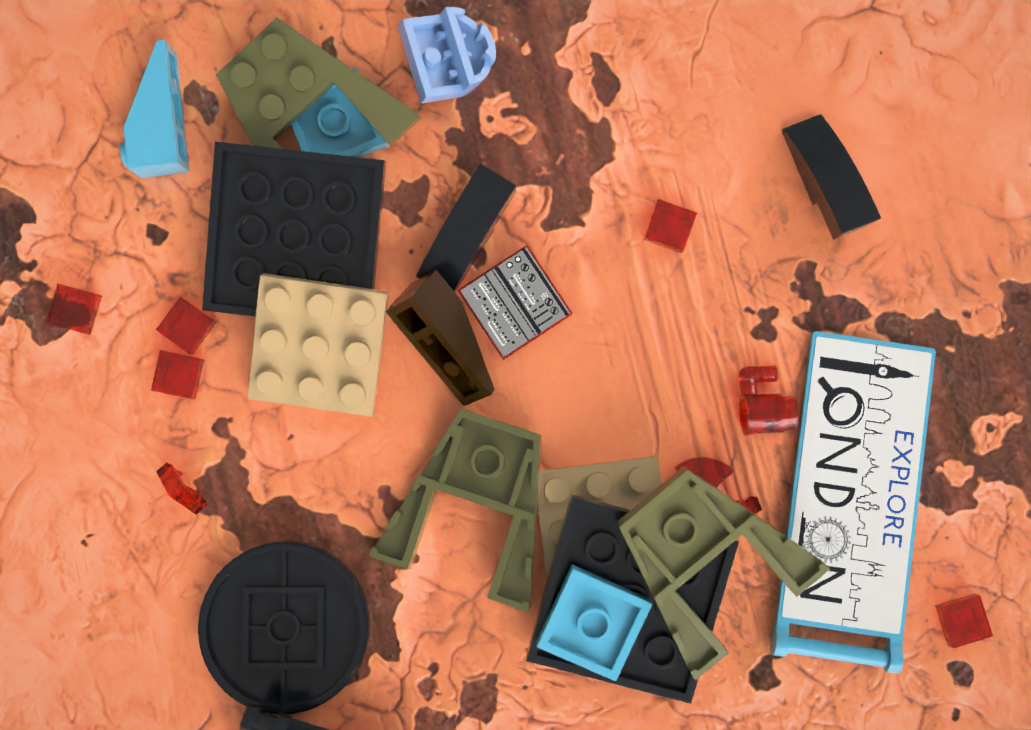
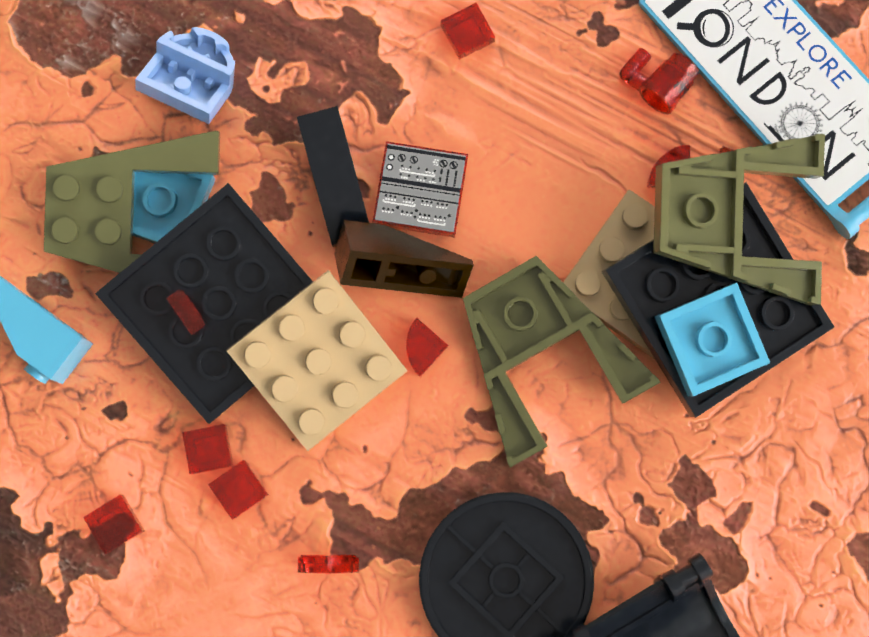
camera: 45 degrees left, 5 degrees down
(259, 220) = (186, 311): none -> clear red tile
(400, 411) = (423, 347): none -> clear red tile

